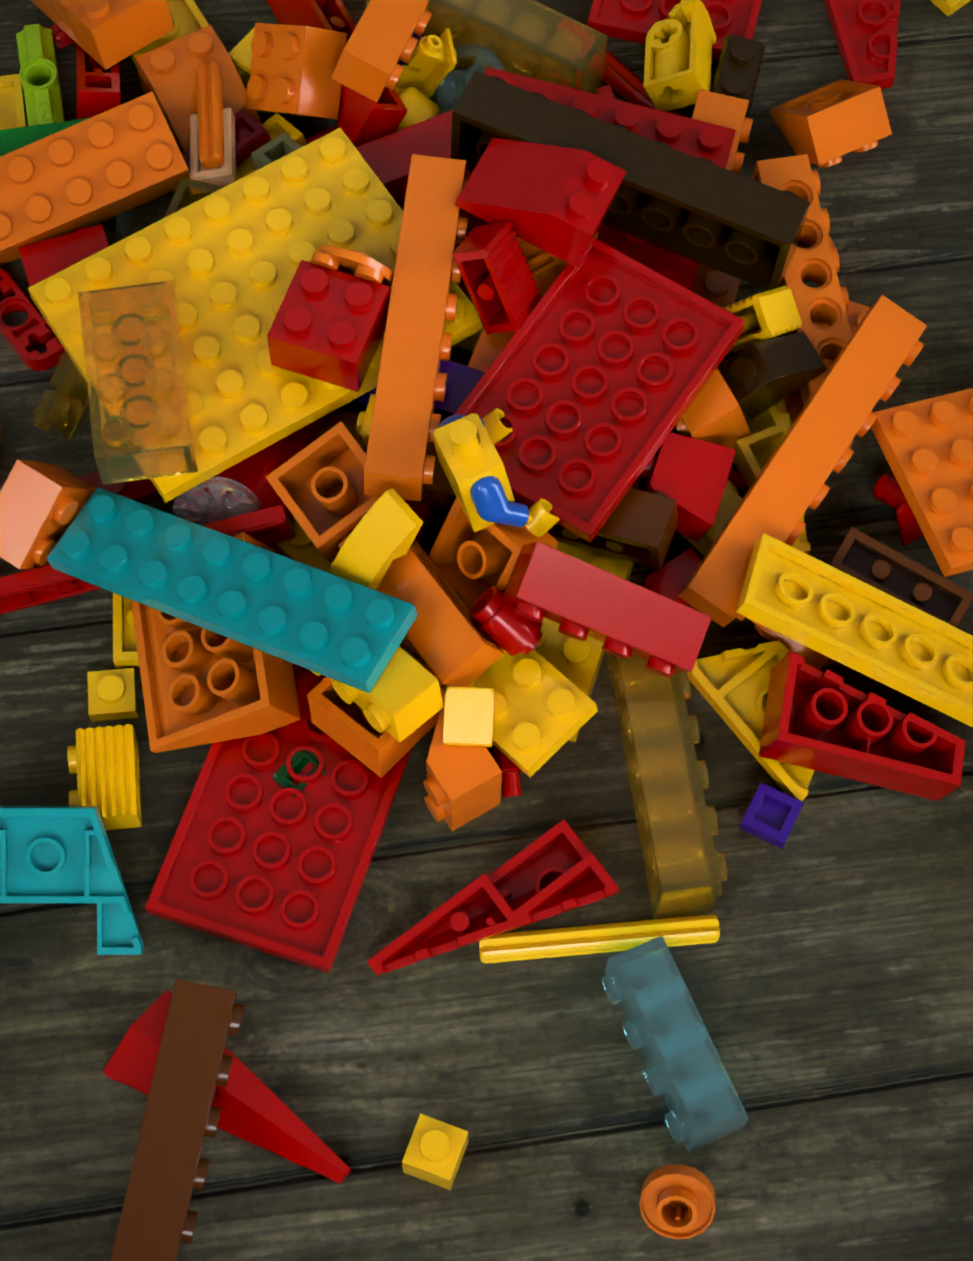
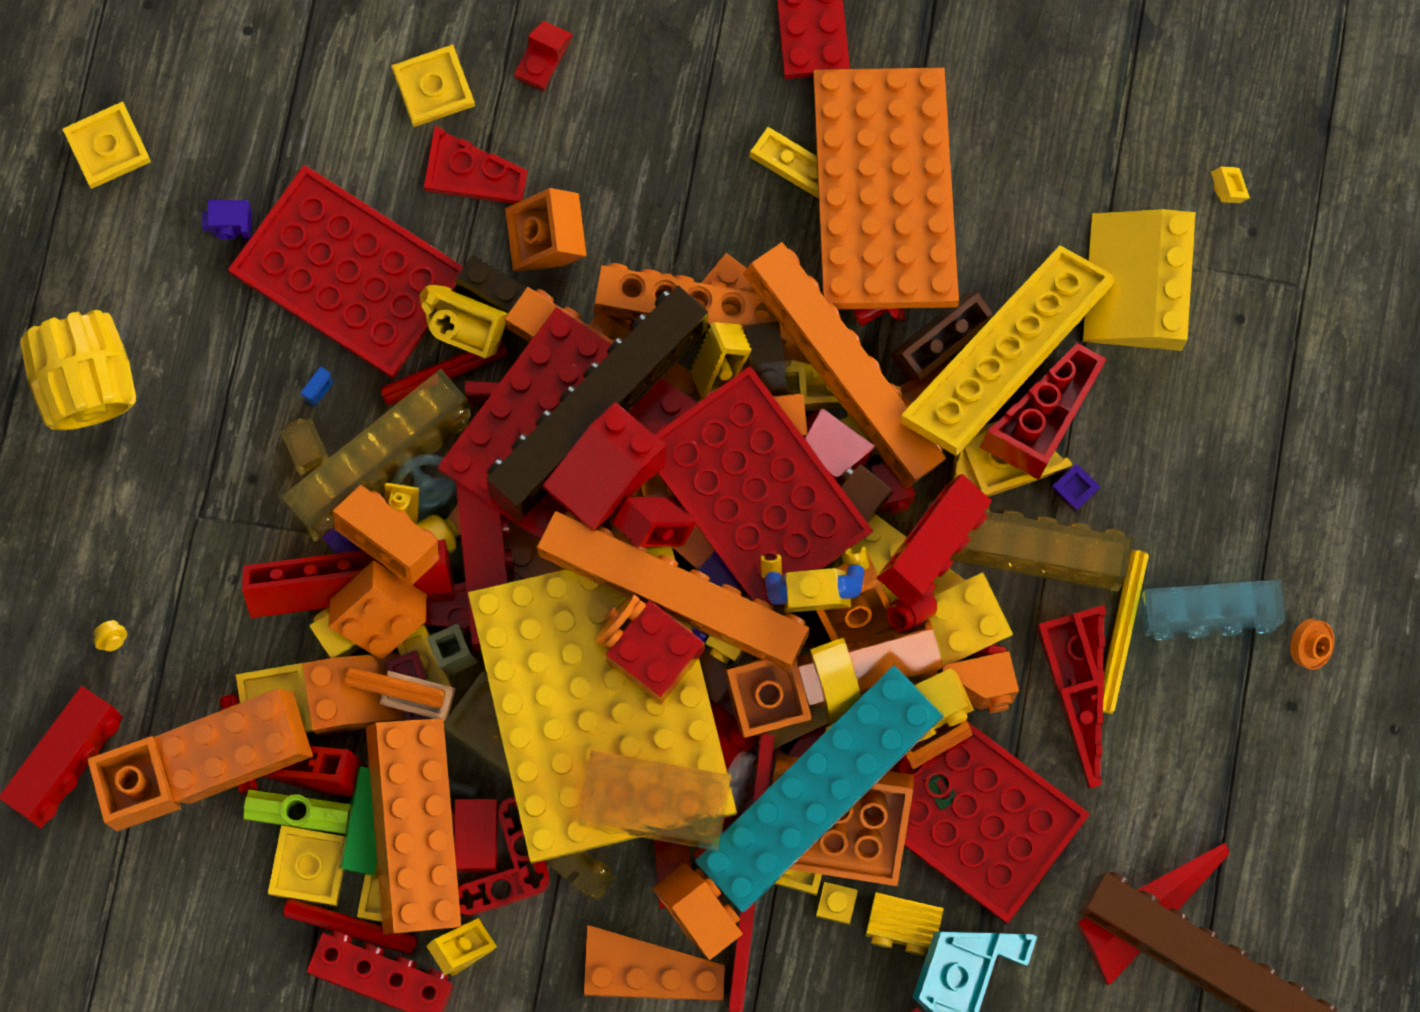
camera: 70 degrees left, 10 degrees up
(435, 1151) = (1233, 784): yellow brick -> none
(468, 716) = (968, 659): yellow slope -> none

